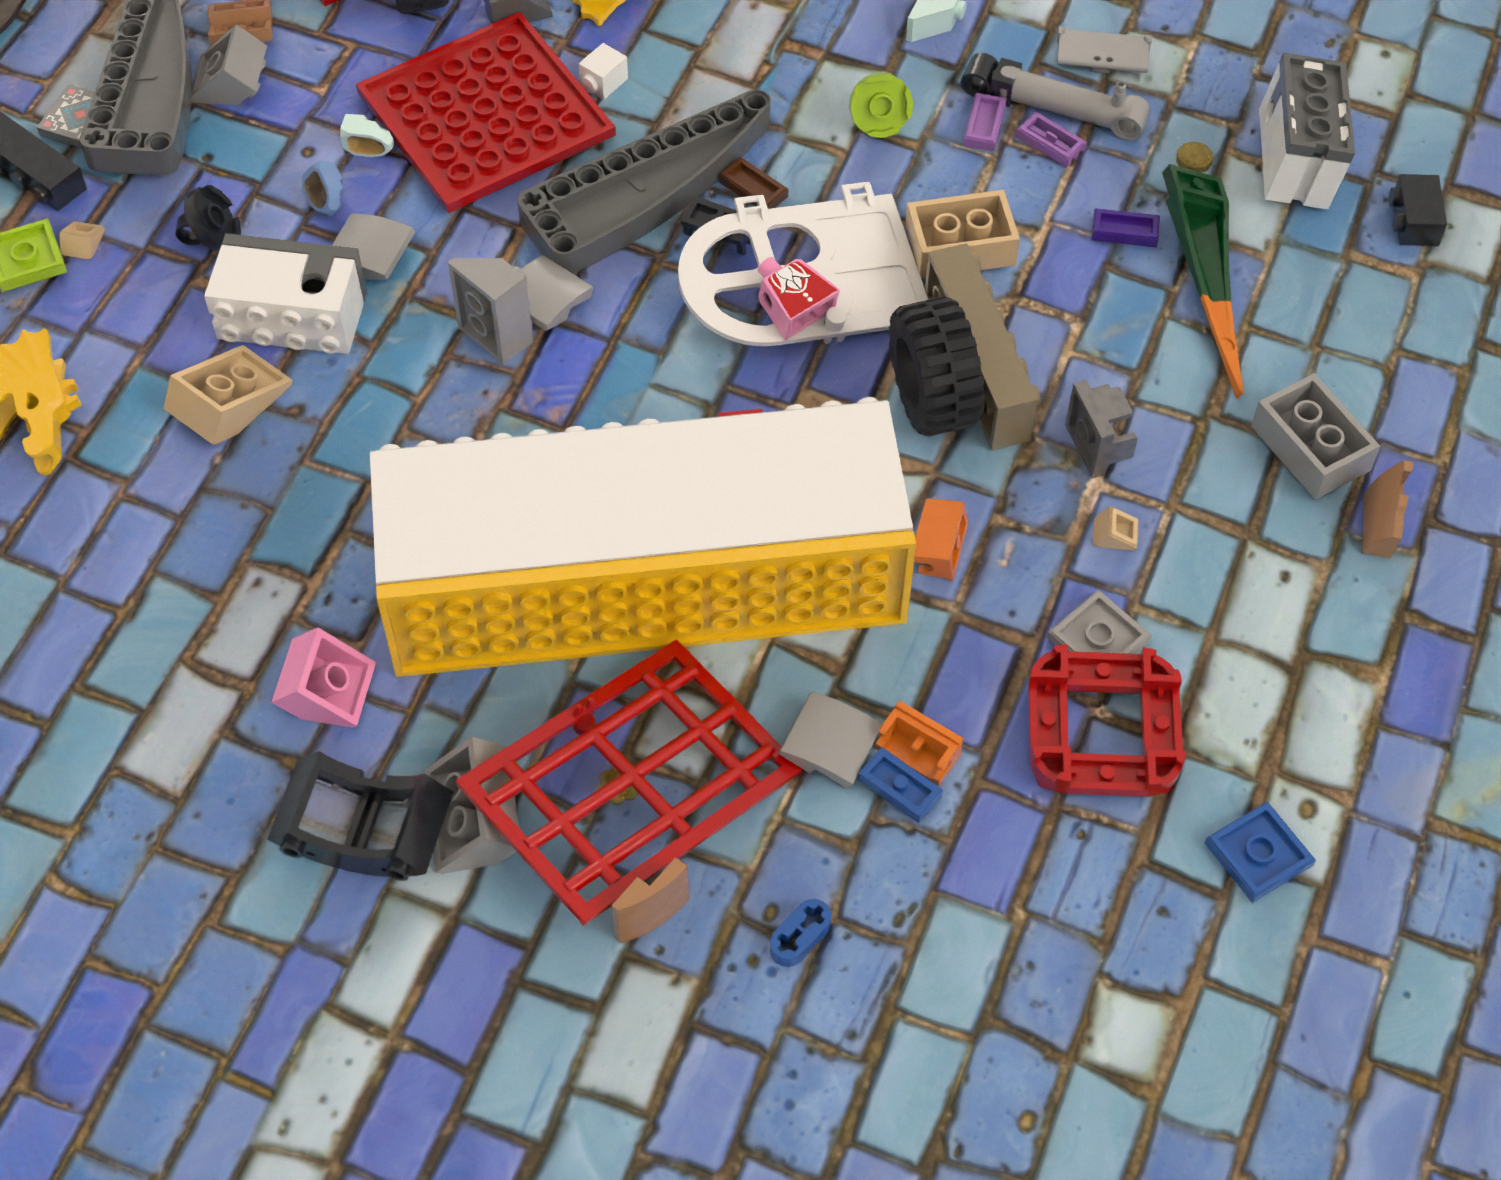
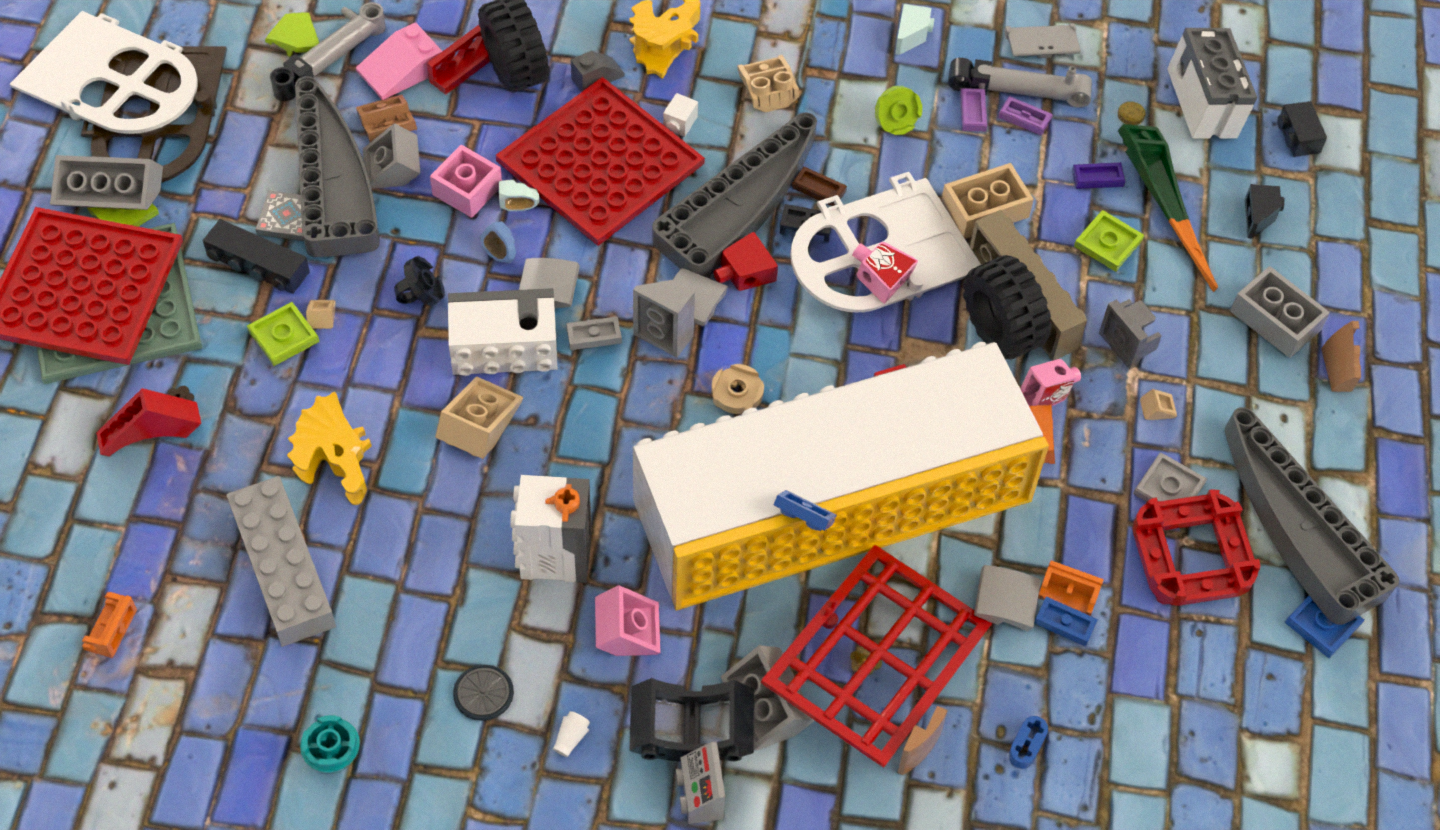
camera: 15 degrees left, 0 degrees up
(117, 733) = (483, 692): none -> dark grey wheel
(206, 803) = (571, 732): none -> white cone
(254, 540) = (552, 528): none -> white piece
(306, 108) = (466, 181): none -> bright pink brick
(347, 902) = (702, 785): none -> light grey slope
(405, 316) = (594, 333): none -> light grey plate
(550, 561) = (796, 506): none -> blue plate
(569, 398) = (735, 402): none -> tan plate
(625, 264) = (747, 264): none -> red torso
(728, 51) = (769, 83): none -> tan slope
(970, 474) = (1049, 383): none -> bright pink torso
(1112, 310) = (1109, 240): none -> lime plate
(1270, 724) = (1306, 526): none -> dark grey beam
(1334, 301) = (1262, 207): none -> black slope

